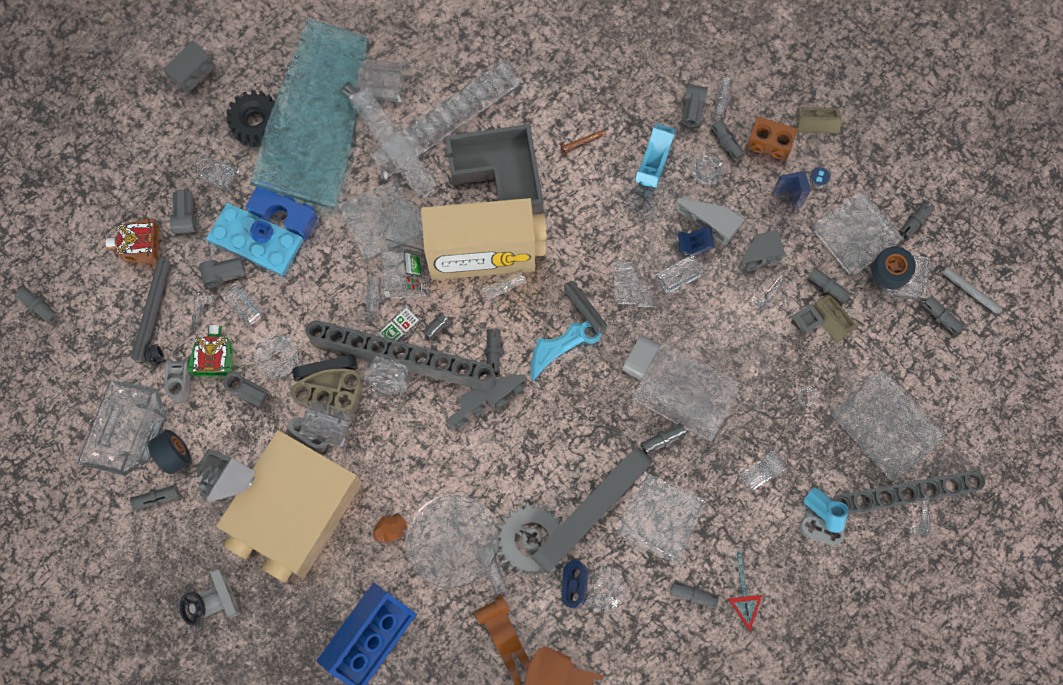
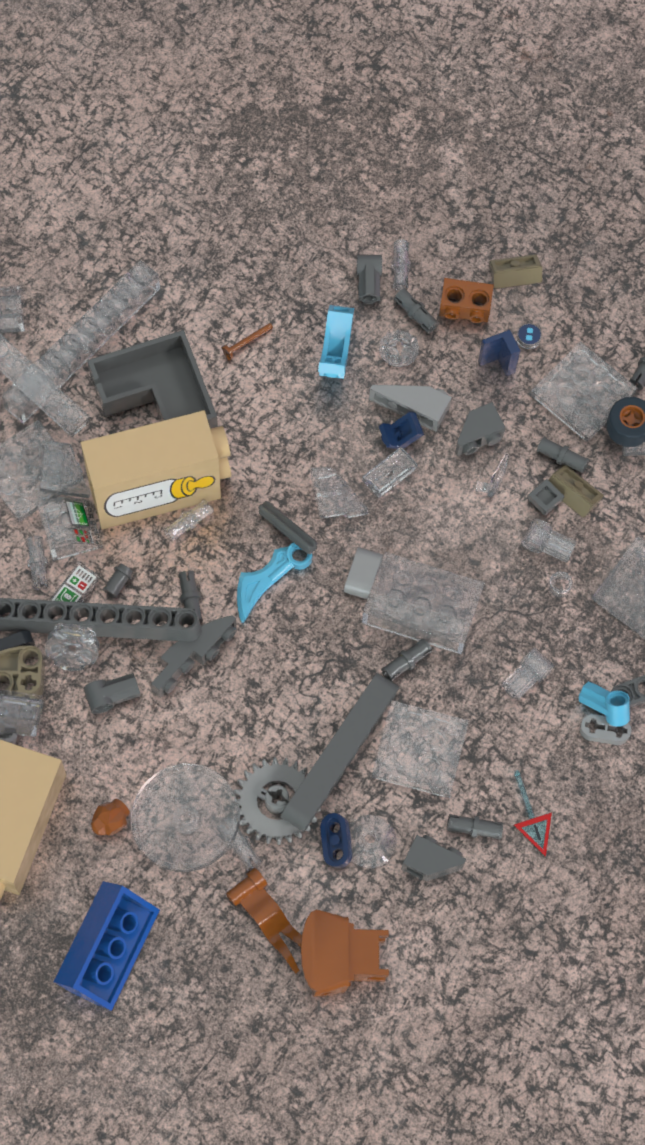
camera: 15 degrees left, 5 degrees down
(406, 421) = (104, 695): none -> dark grey piece
(650, 617) = (431, 861): none -> dark grey slope
(798, 354) = (542, 538): none -> clear piece

